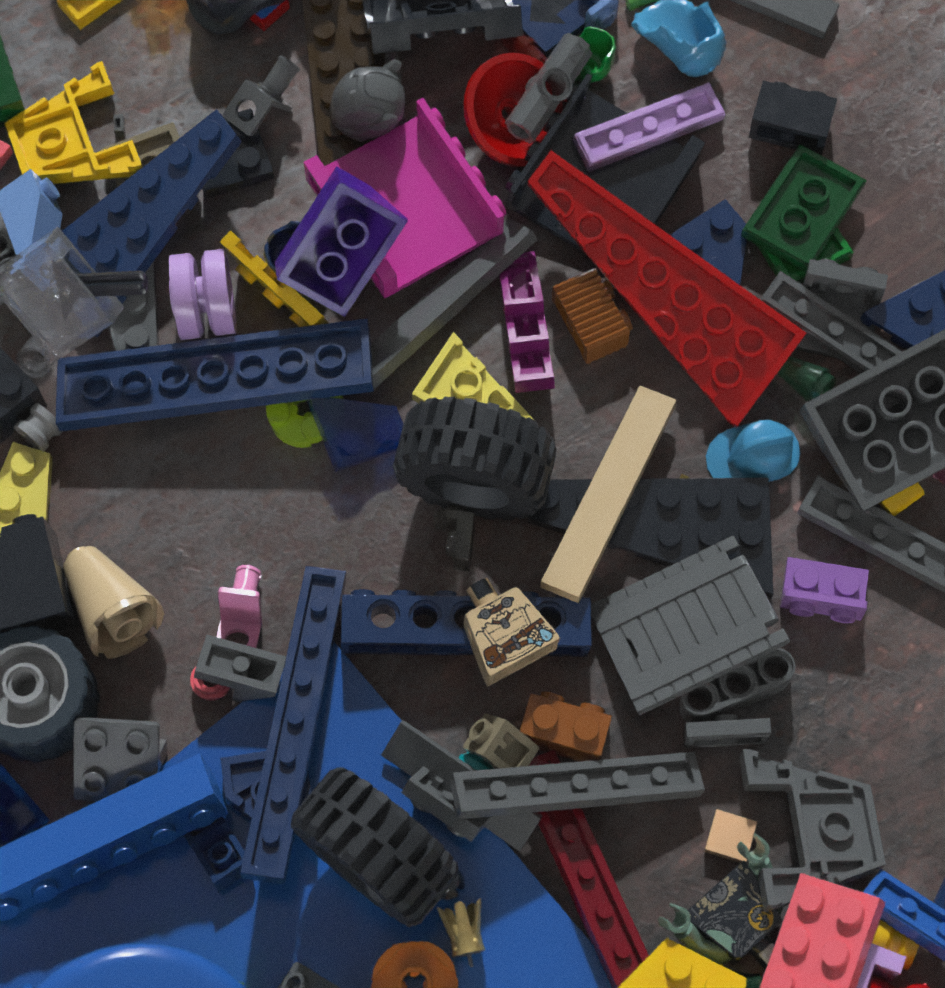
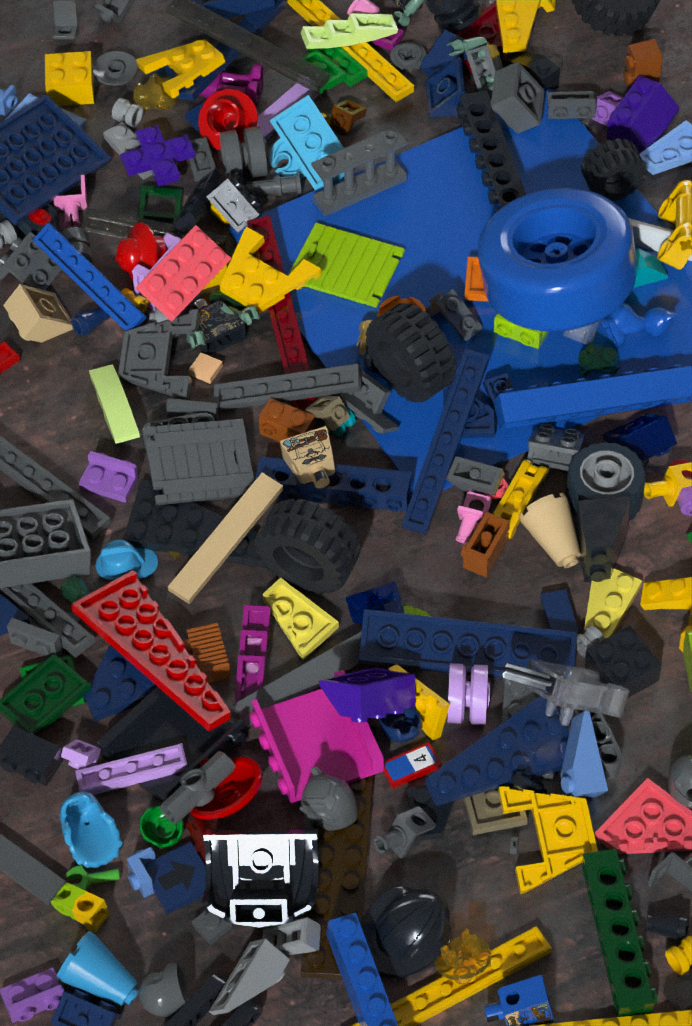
camera: 170 degrees left, 15 degrees down
(57, 947) = (598, 357): none -> clear green bracket
(89, 473) = (558, 611): none -> dark blue tile
(105, 183) = (524, 781): none -> black piece
(173, 662) = (520, 493): none -> yellow plate
(210, 553) = (485, 544): none -> dark orange brick
(272, 209) = (411, 765): none -> tile
(722, 124) = (81, 754): none -> lavender bracket
(859, 724) = (114, 404): none -> yellowish green slope

